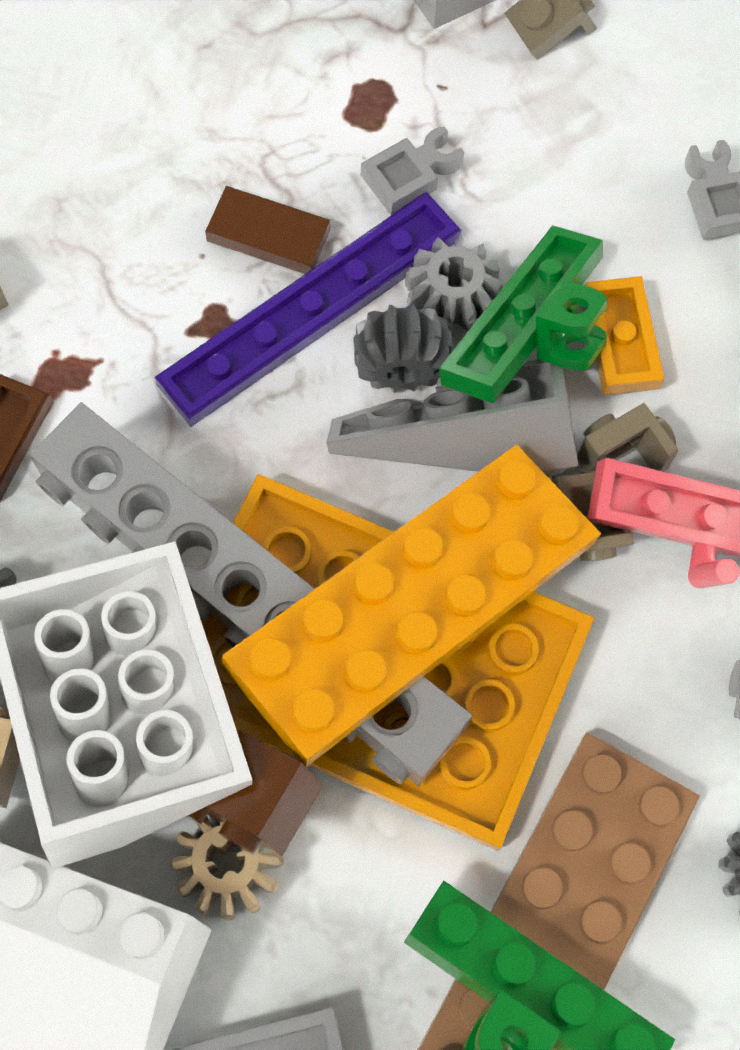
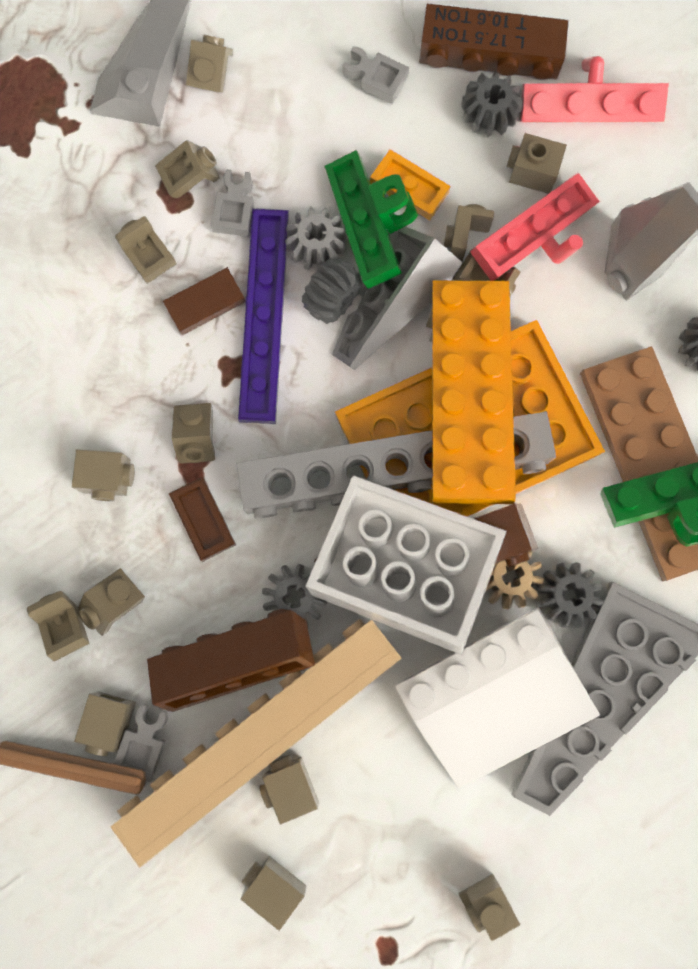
camera: 45 degrees left, 10 degrees up
(92, 339) = (193, 433): none -> dark tan bracket
(245, 969) = (566, 609): none -> dark grey gear
(268, 118) = (144, 249): none -> dark tan bracket
(407, 86) = (186, 168): none -> dark tan bracket

